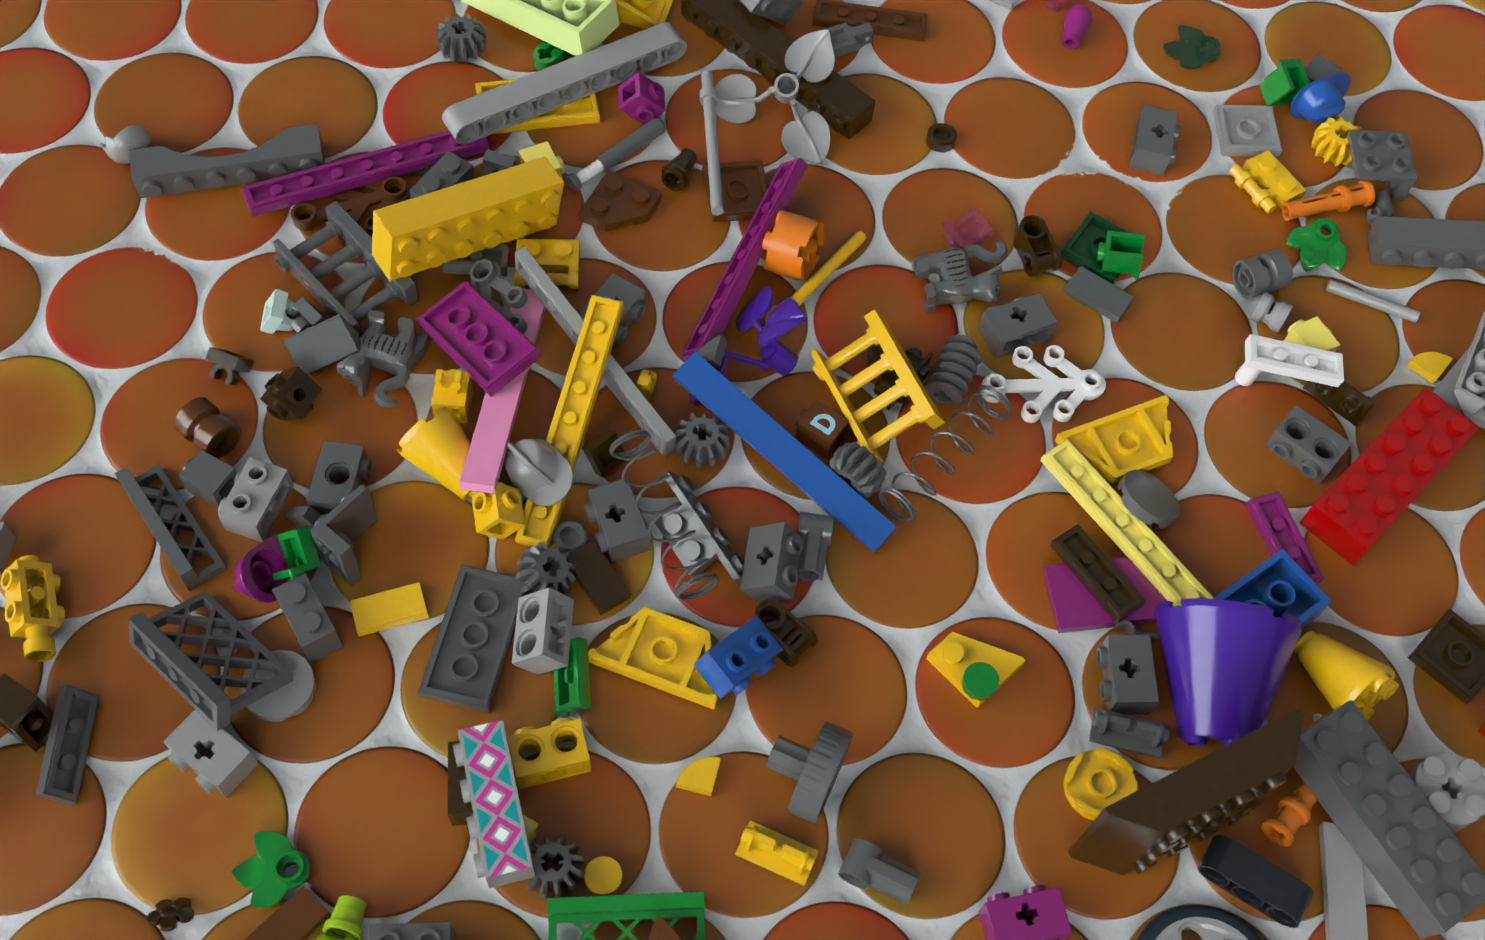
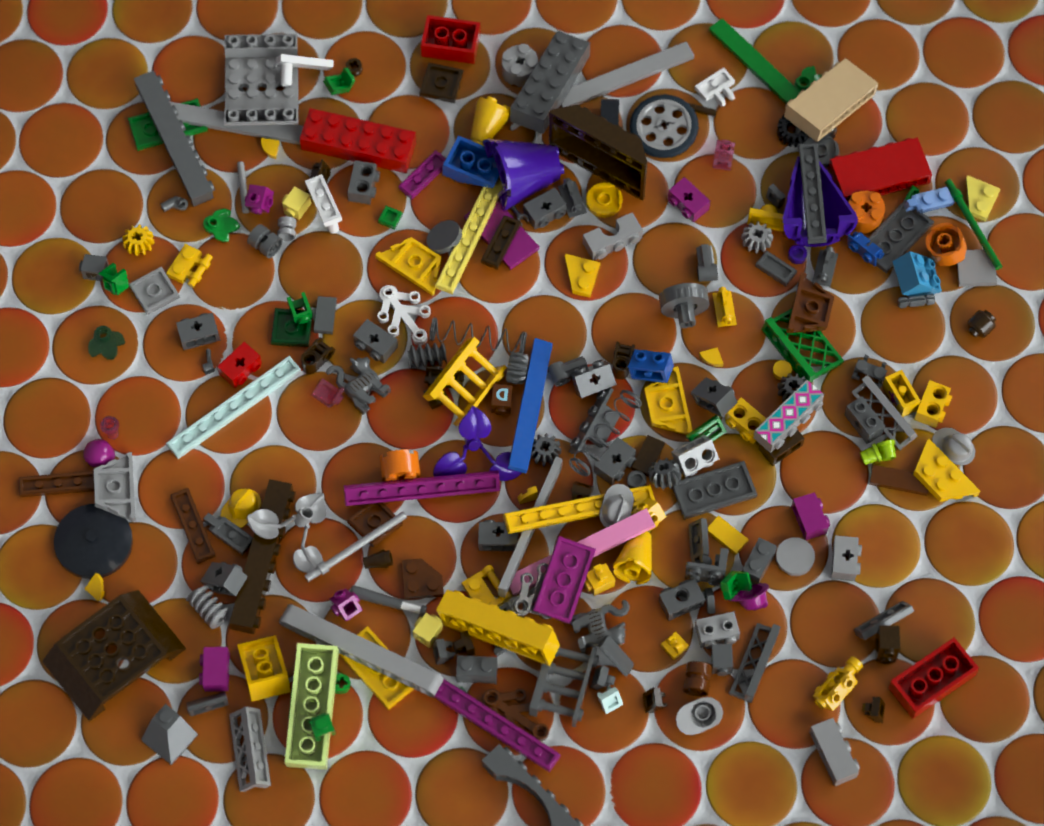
camera: 115 degrees left, 5 degrees up
(155, 398) = (699, 715): none -> light grey piece
(169, 912) = (917, 525): dark brown plant -> none
(180, 670) = (821, 592): dark grey fence -> none
(267, 870) = (874, 503): green plate -> none
(285, 439) = (674, 645): none -> yellow tile
(290, 394) = (653, 653): dark brown brick -> none
(318, 746) = (810, 516): none -> magenta brick
(398, 553) = (699, 542): none -> dark grey hinge
(461, 38) = (368, 736): dark grey gear -> none
(619, 718) = (714, 397): none -> dark grey brick
(714, 351) = (500, 465): dark grey tile -> none
(827, 269) = (421, 453): yellow piece -> none
(865, 72) = (240, 505): none -> yellow piece
(941, 137) = (262, 442): dark brown tile -> none
(980, 681) = (593, 263): green tile -> none
(1013, 778) = (600, 245): none -> light grey arch
(1014, 132) = (233, 407): none -> light aqua tile
(1073, 159) = (239, 365): none -> red brick
(1076, 25) = (129, 409): magenta cone -> none
(1091, 134) = (208, 367): none -> dark grey hand
(1225, 456) = (390, 217): none -> green tile
(1321, 99) = (117, 252): blue piece -> none
(1339, 297) = (259, 199): none -> magenta brick
(1340, 199) = (181, 225): orange pin -> none
(1383, 158) = (144, 210): dark grey bracket -> none

